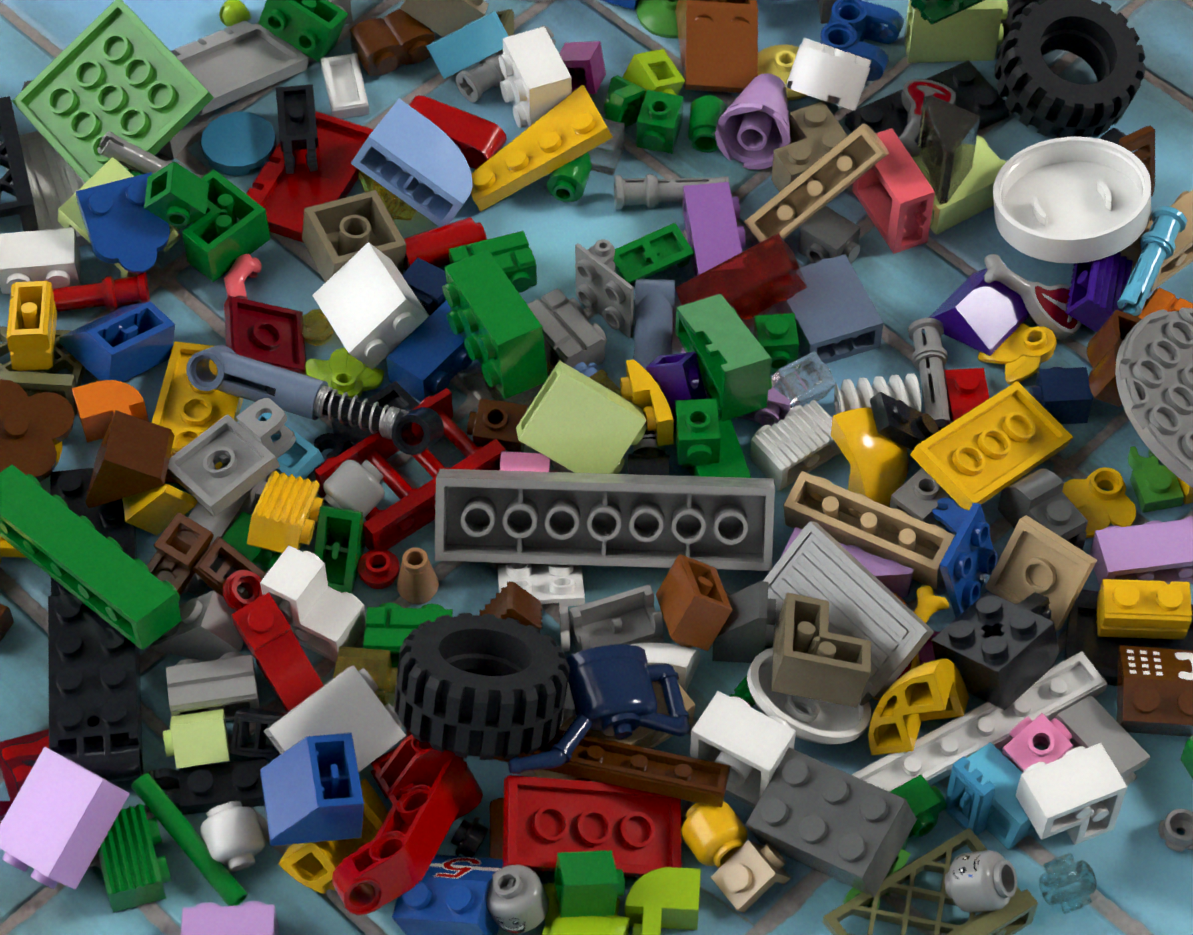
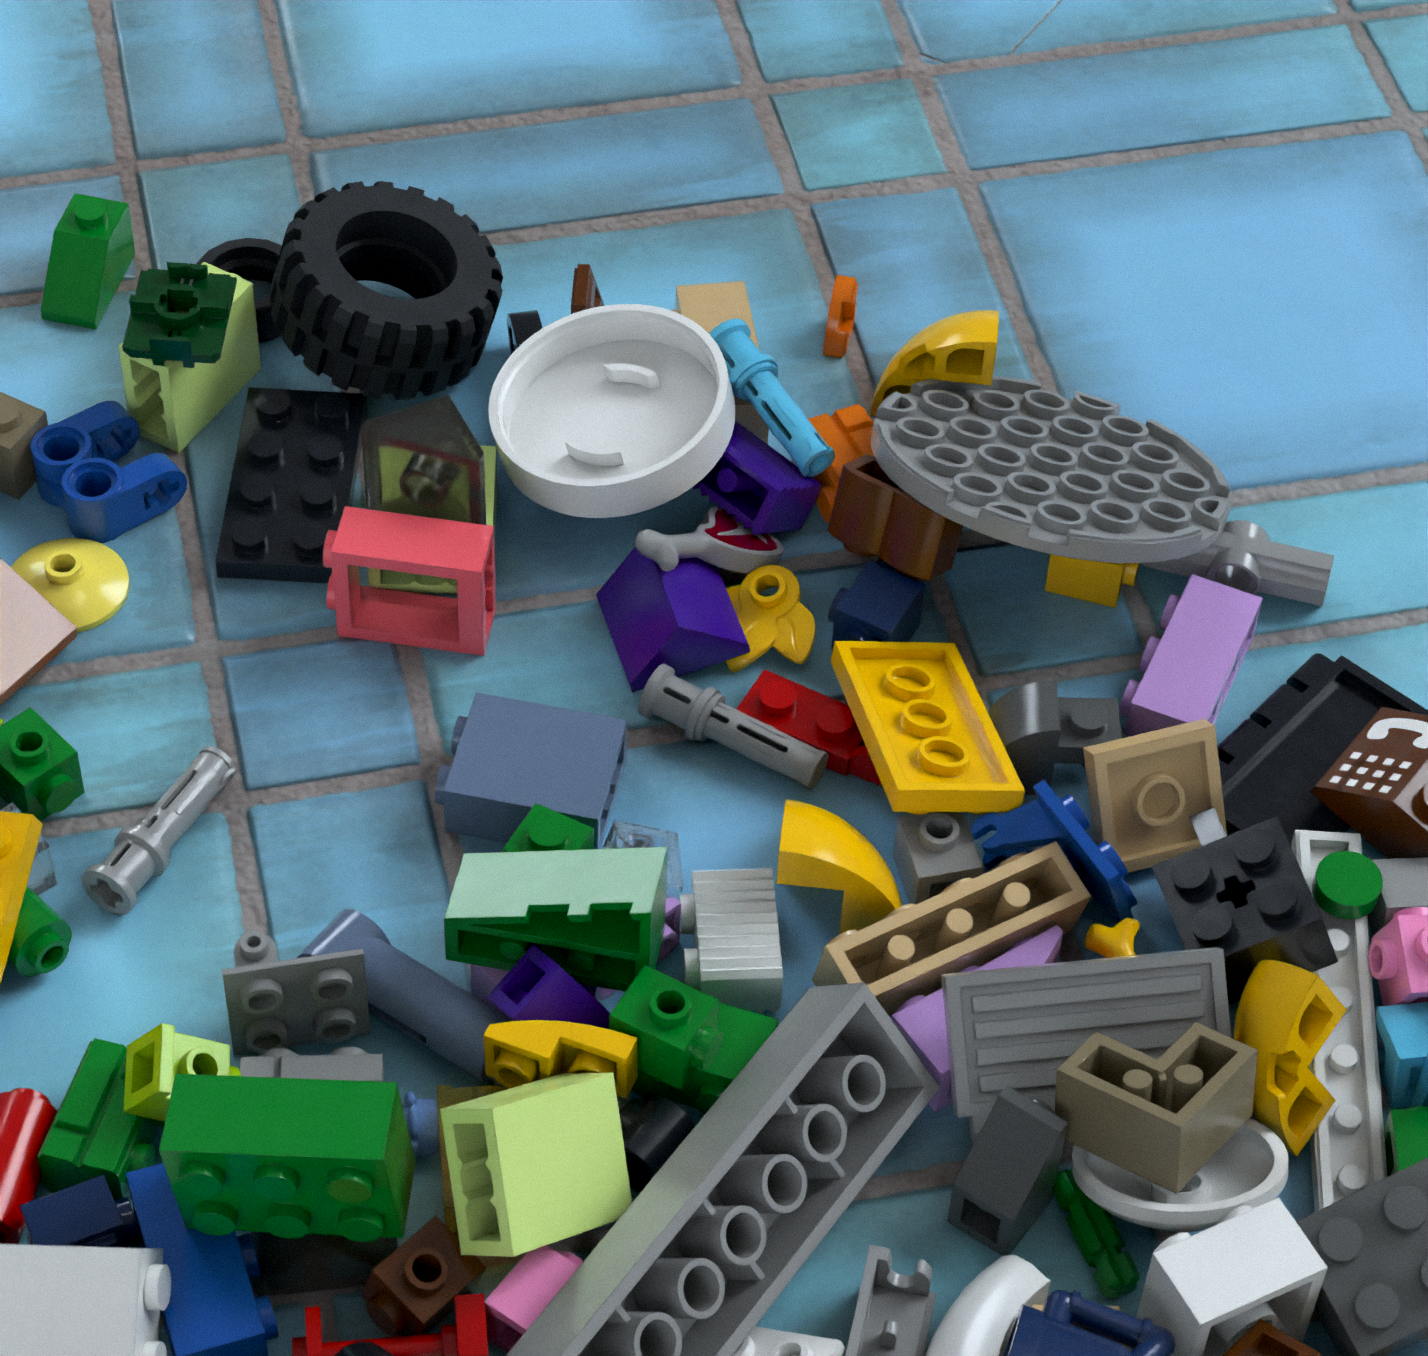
camera: 60 degrees left, 5 degrees down
(515, 259) = (158, 1057): none -> lime brick
(652, 254) = (279, 899): green hinge -> none
(693, 603) = (942, 1209): dark orange brick -> none
(703, 122) = (86, 715): green brick -> none
(711, 224) = (301, 828): medium lavender brick -> none
(750, 279) = (436, 820): clear red brick -> none
(755, 123) = (152, 655): lavender cone -> none
(812, 135) = (263, 624): dark tan brick -> none
(818, 185) = (357, 649): tan brick -> none
(828, 74) = (158, 529): white brick -> none
(829, 236) = (418, 701): dark grey brick -> none
(851, 398) = (739, 804): white piece -> none
(902, 422) = (830, 789): black hinge -> none
(912, 100) = (301, 462): dark grey piece -> none
(1058, 688) = (1347, 885): none -> green tile
(1098, 505) = (1076, 671): yellow plate -> none
(1143, 609) = (1282, 727): yellow brick -> none
(1153, 484) = (1067, 615): bright green plate -> none

